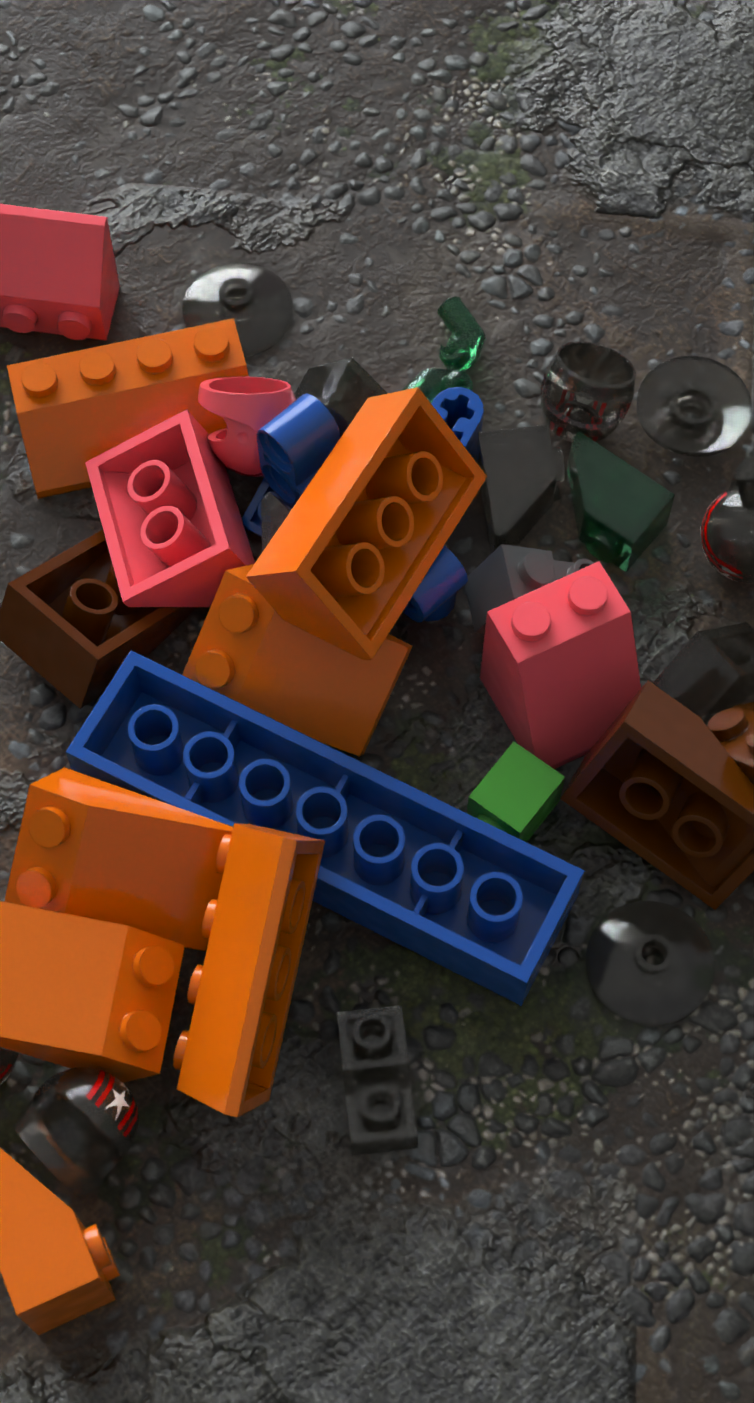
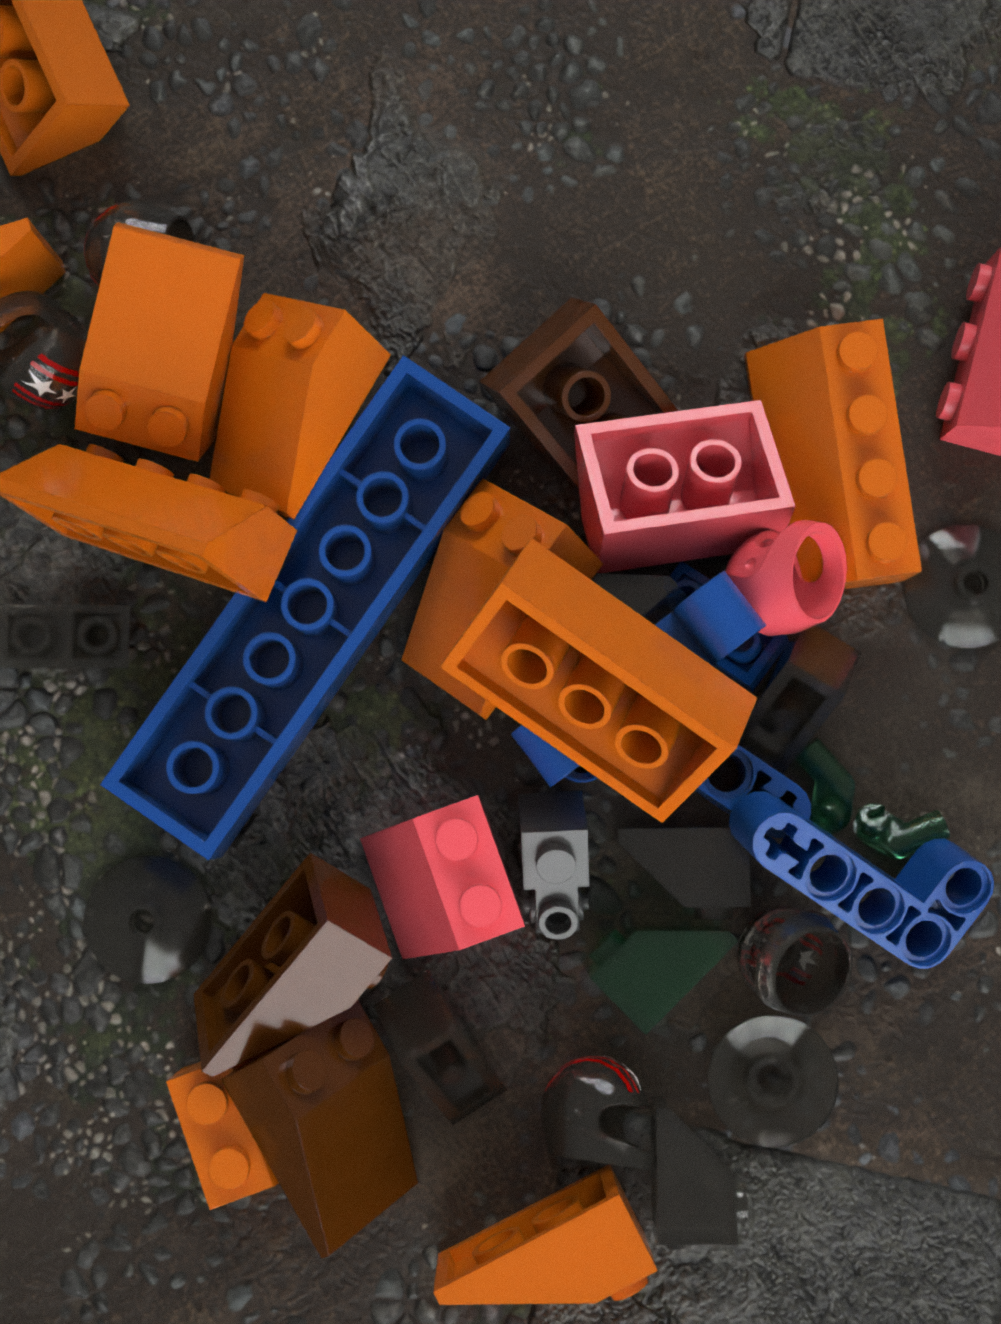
camera: 95 degrees right, 20 degrees up
(517, 793) = (321, 806): bright green brick -> none
(528, 317) = (894, 906): none -> blue beam

